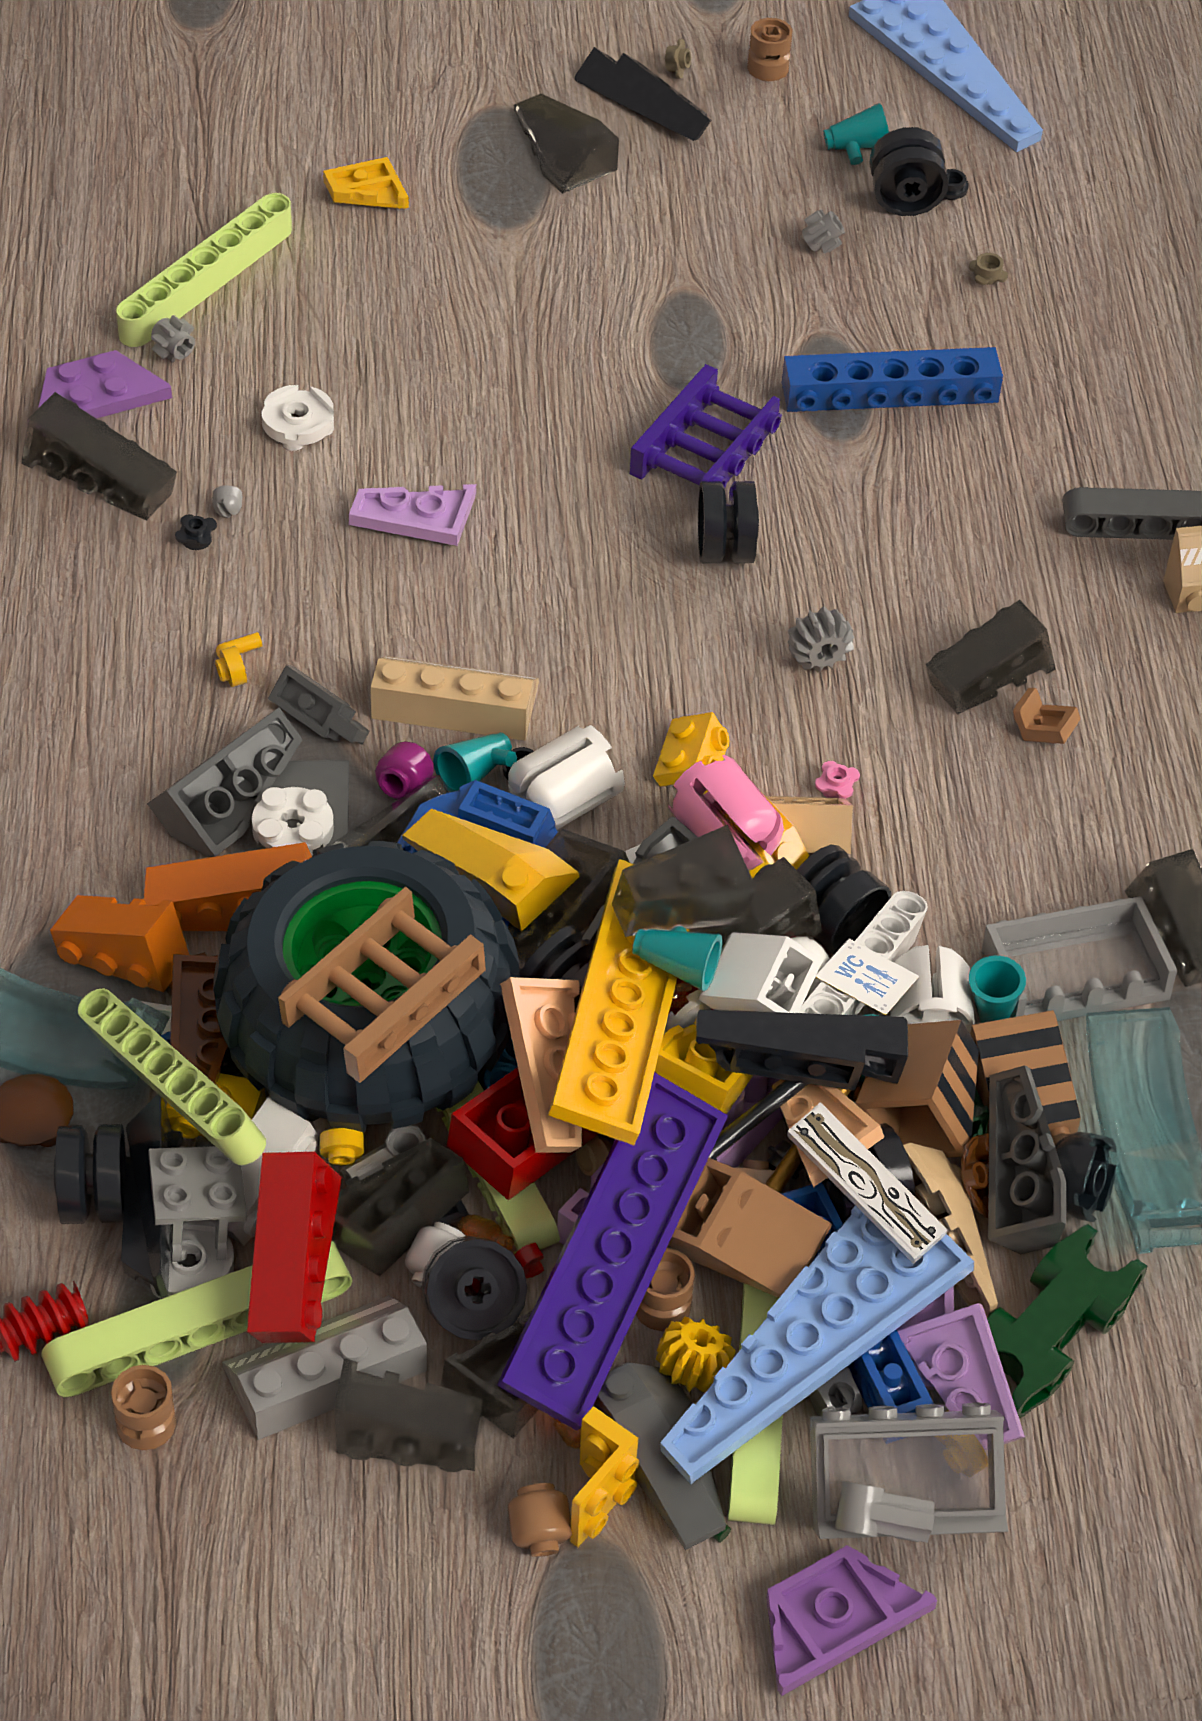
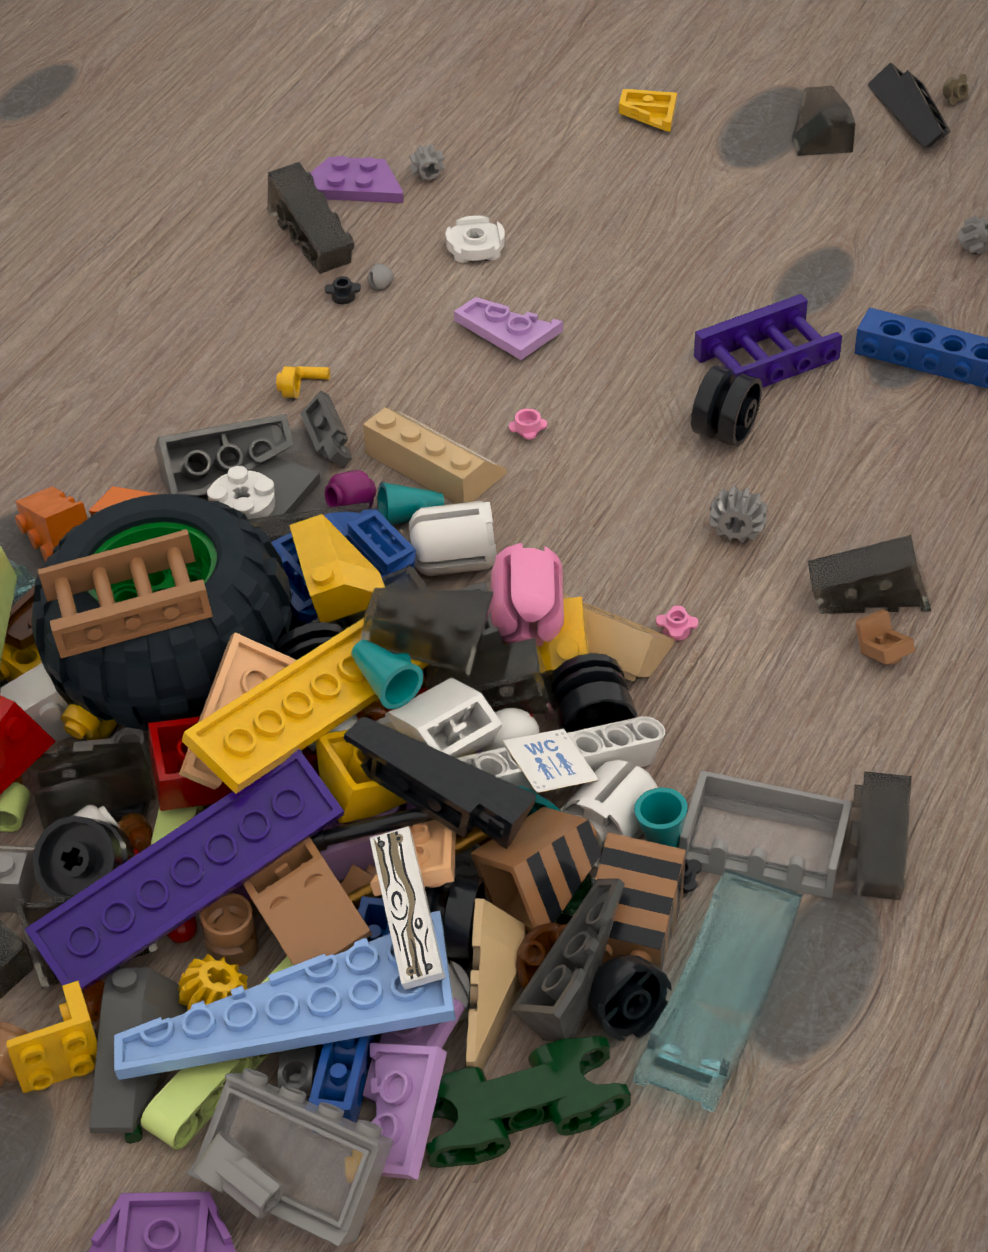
camera: 35 degrees right, 5 degrees down
(205, 268) = (491, 125): yellowish green beam -> none
(524, 618) = (528, 423): none -> bright pink plate
(688, 742) = (585, 559): yellow bracket -> none

